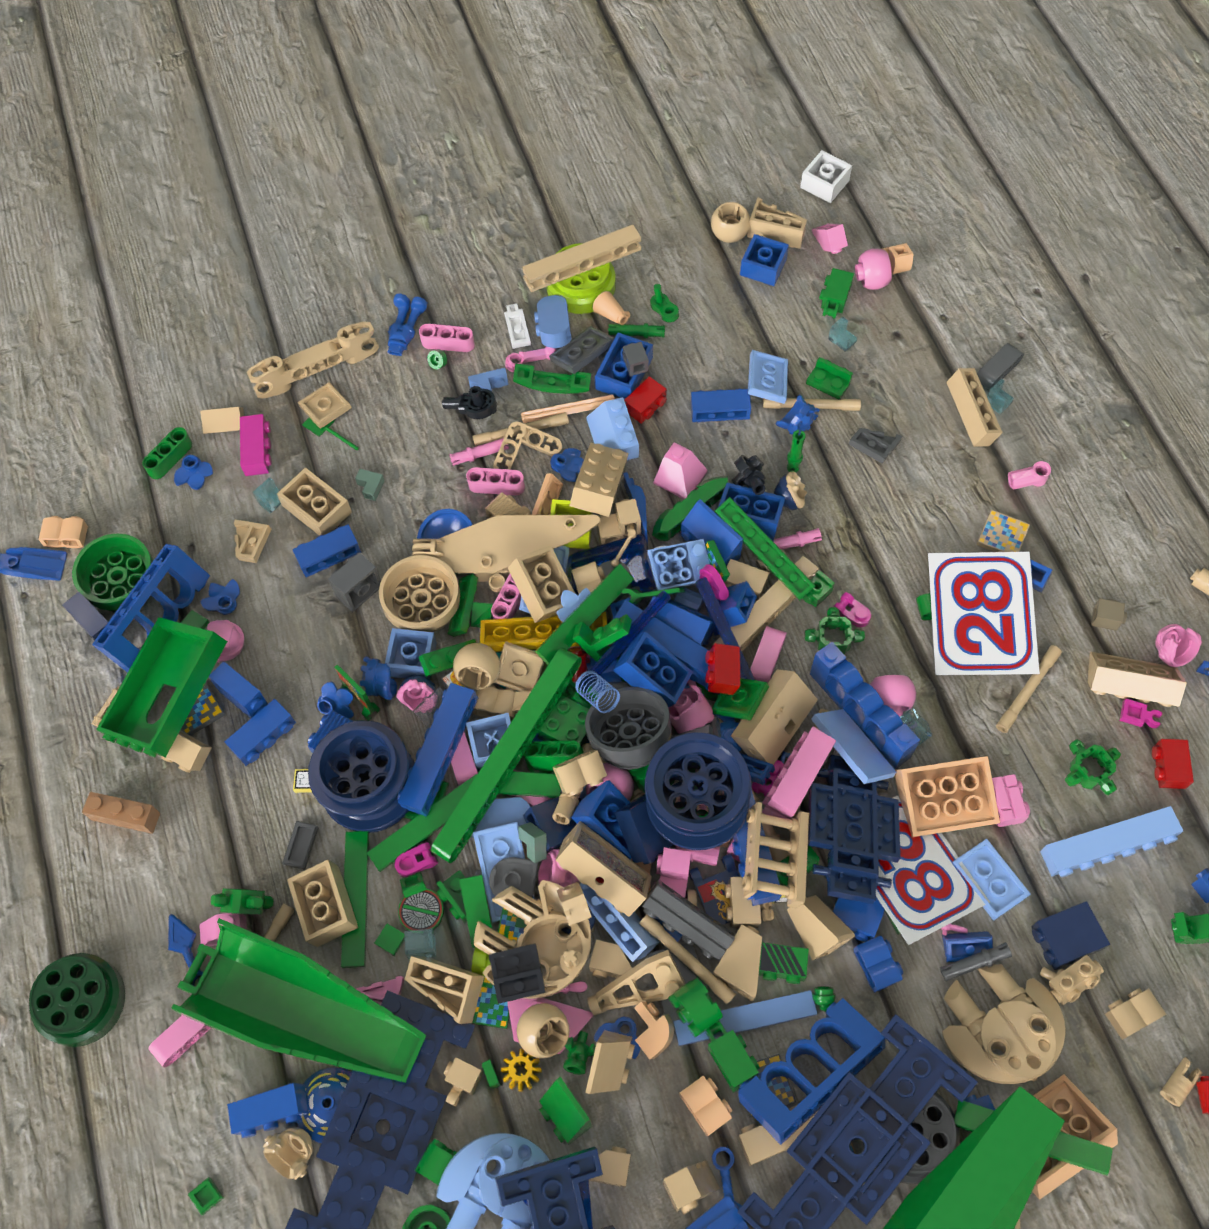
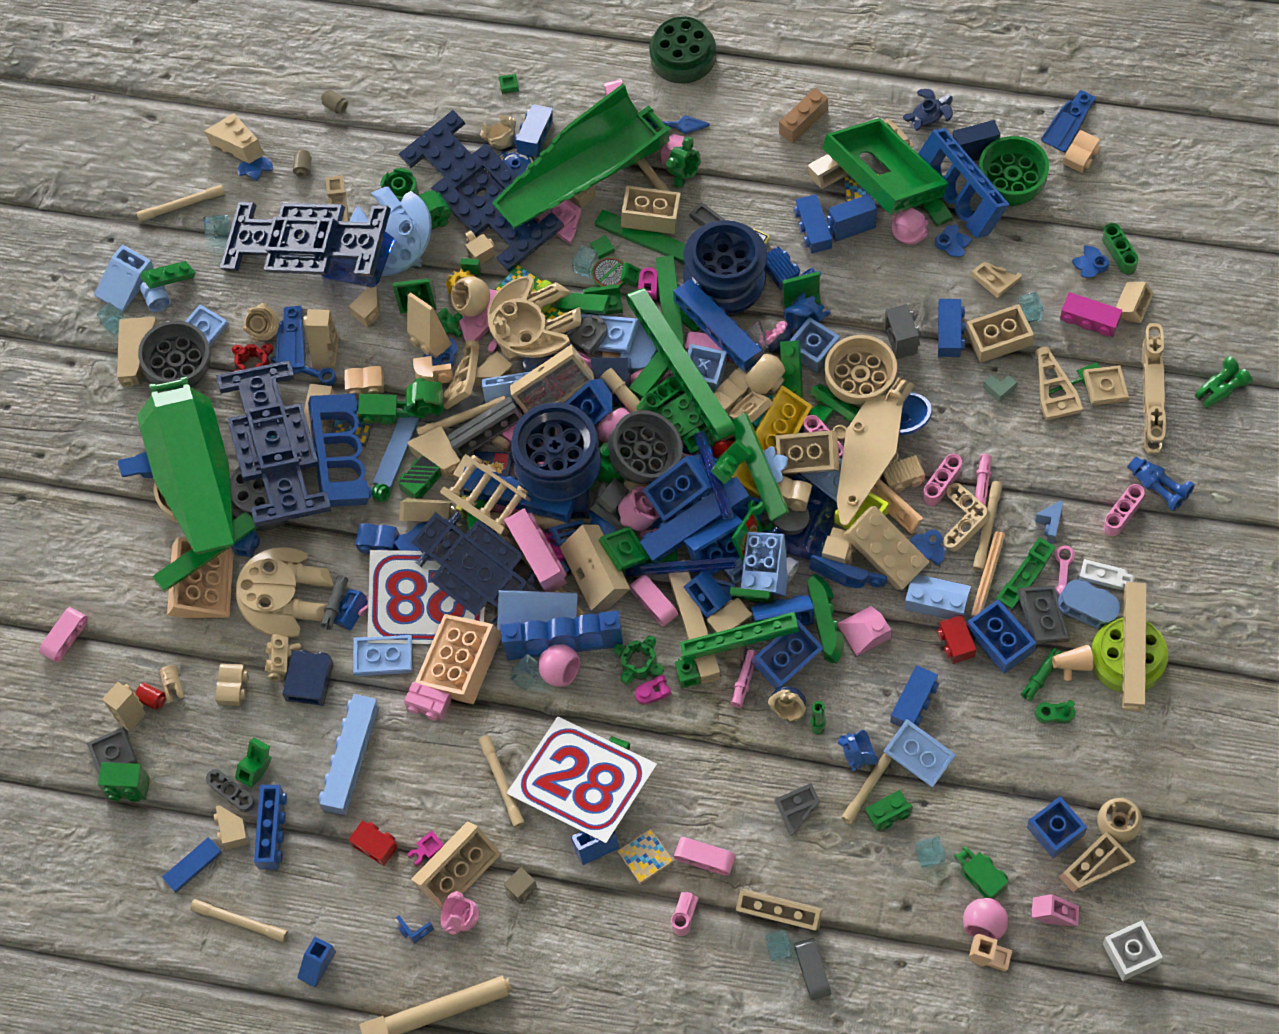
camera: 125 degrees right, 0 degrees up
(65, 689) = (930, 109): none -> dark blue animal
(286, 323) = (1218, 389): none -> green piece
(363, 425) = (1058, 406): none -> tan plate
(437, 359) = (1103, 492): tile -> none
(447, 985) = (543, 260): tan wedge -> none
(473, 403) = (1033, 497): black pin -> none
(517, 973) = (514, 292): black slope -> none
(535, 841) = (603, 351): sand green piece -> none
(574, 903) = (535, 343): tan brick -> none
(580, 771) = (628, 394): tan brick -> none
(601, 693) = (691, 439): medium blue piece -> none
(632, 534) = (816, 545): tan hinge -> none
(635, 358) = (992, 635): dark grey brick -> none
(715, 581) = (733, 579): dark pink plate -> none
(723, 669) = (650, 541): red brick -> none
(750, 473) = (822, 676): black pin -> none
(970, 487) = (704, 856): none -> bright pink beam
(1105, 758) = (408, 795): green piece -> none

